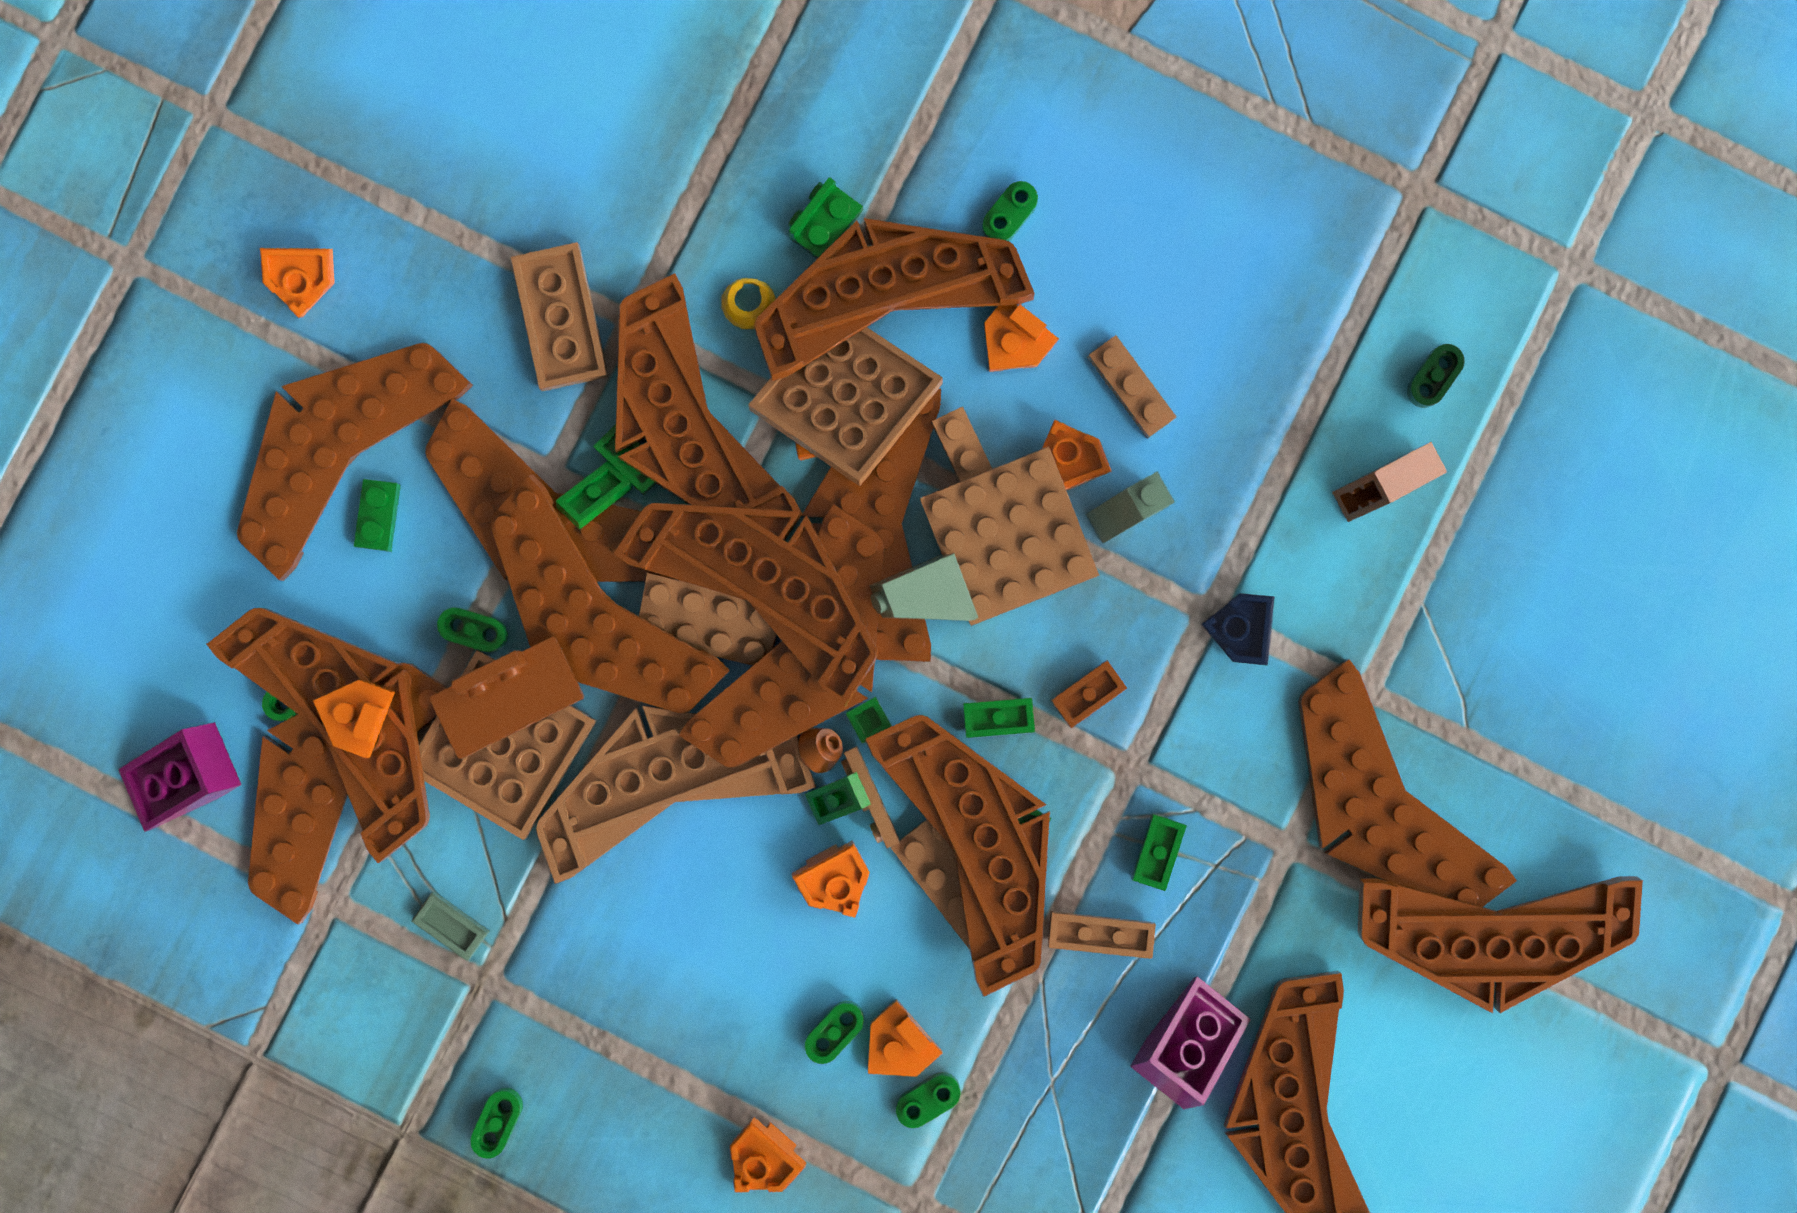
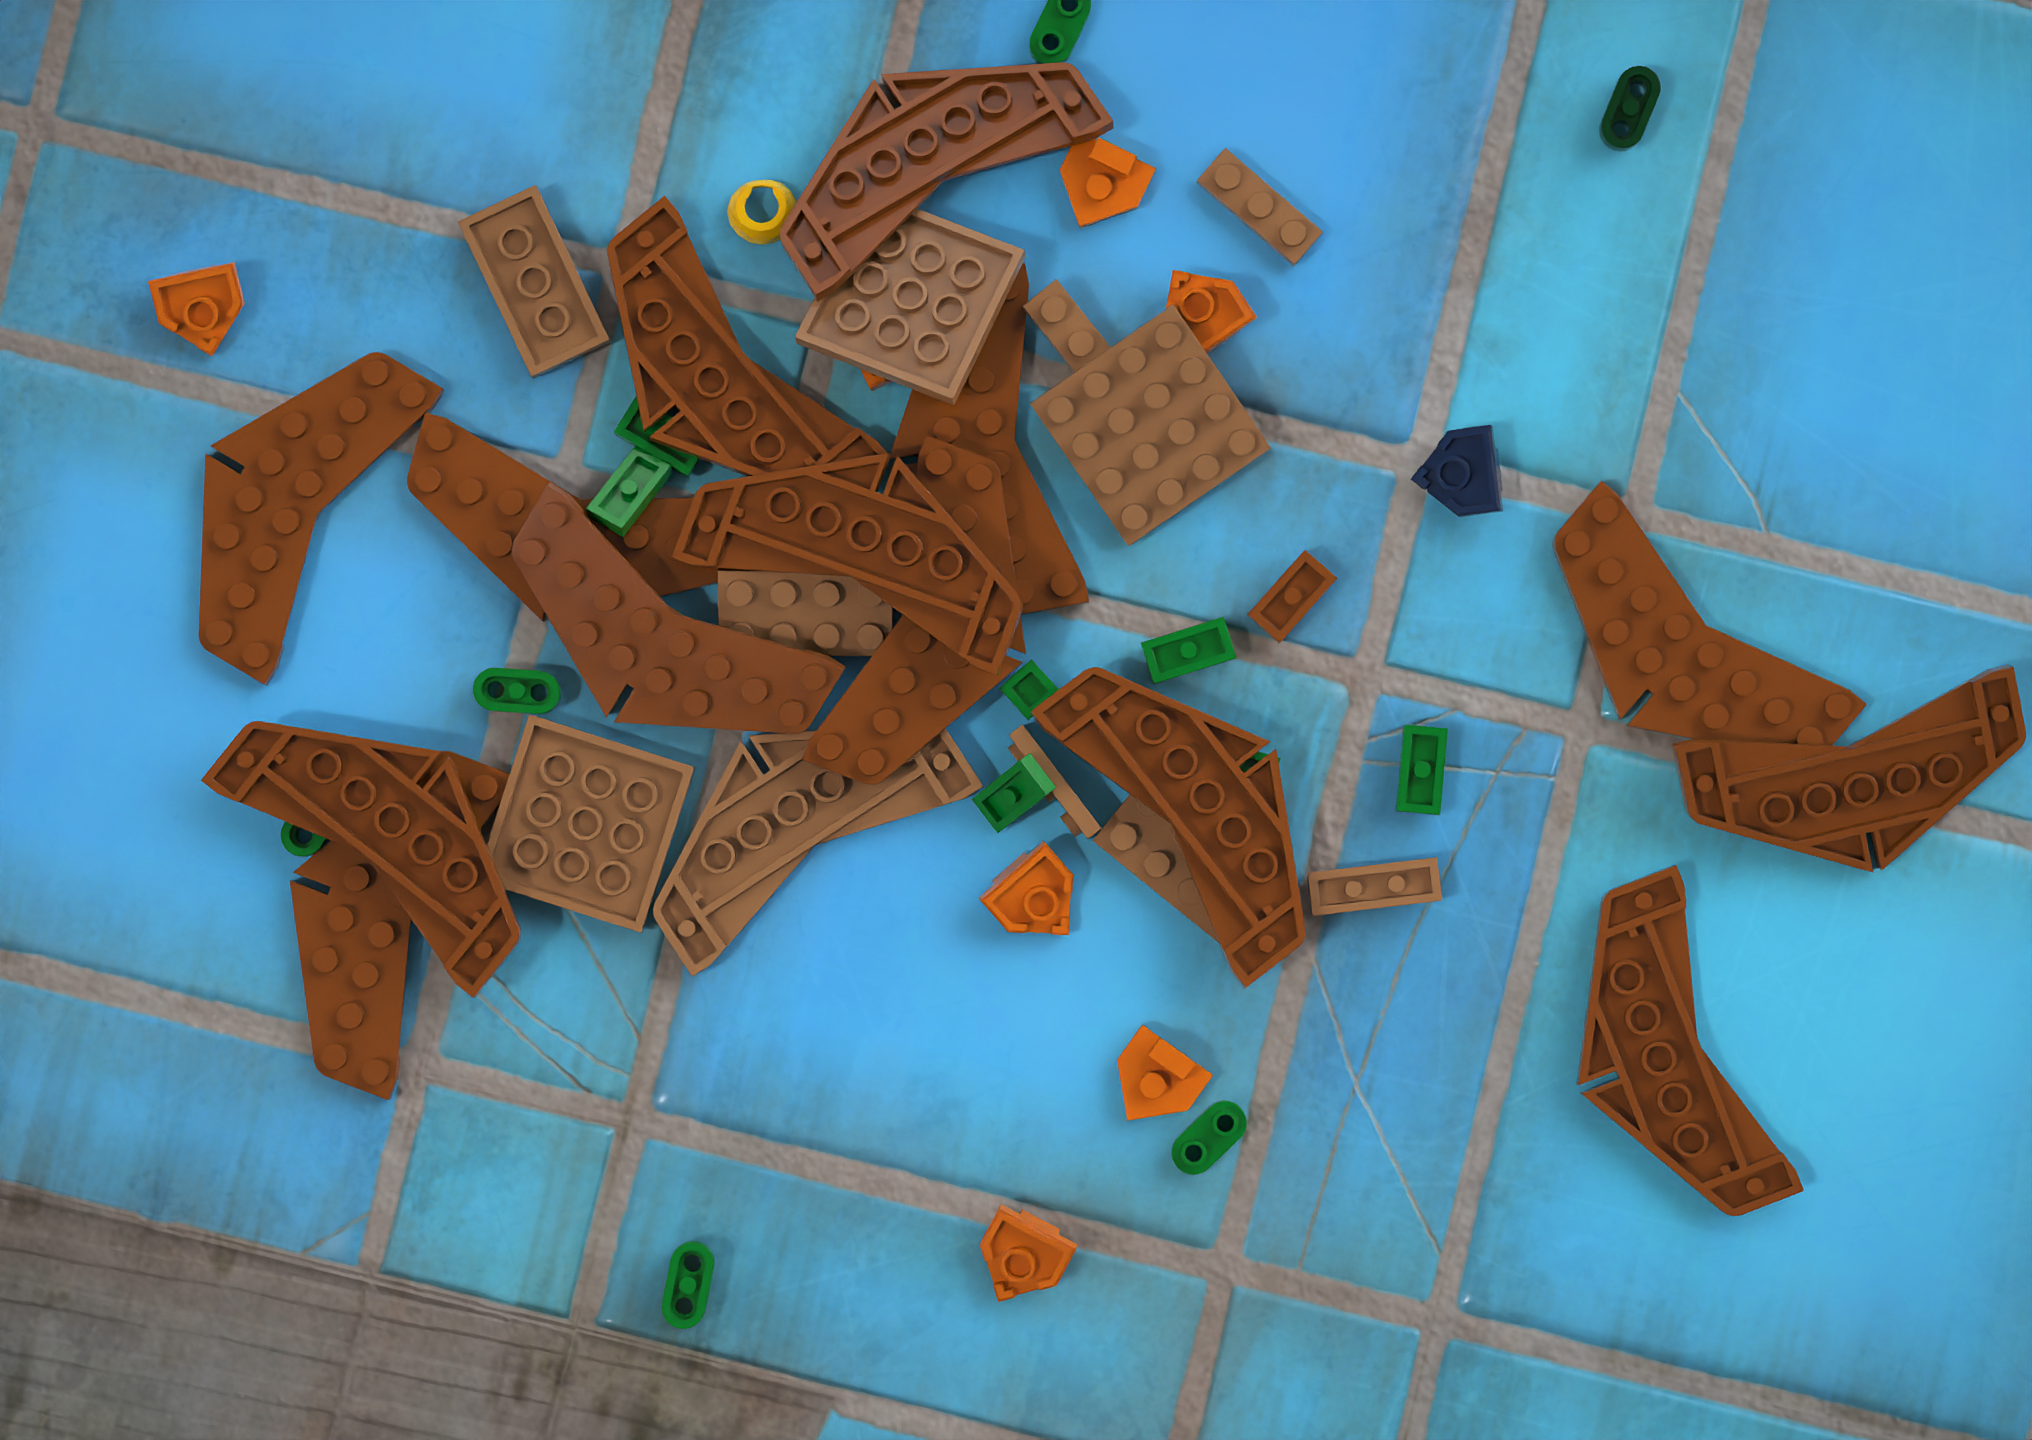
camera: 10 degrees left, 0 degrees up
(179, 775) = (199, 952): magenta slope -> none
(355, 715) = (404, 824): orange plate -> none
(377, 515) = (365, 578): green plate -> none
(450, 926) = (574, 1060): sand green tile -> none
(506, 696) = (580, 761): dark orange bracket -> none
(820, 749) = (978, 738): dark orange cone -> none
(824, 218) = (833, 86): green bracket -> none
(835, 1032) = (1076, 1080): green plate -> none
(925, 592) = (1064, 517): sand green slope -> none
(1130, 507) = (1289, 356): sand green slope -> none
(1191, 1045) = (1513, 994): magenta slope -> none
(1390, 482) = (1601, 252): slope -> none

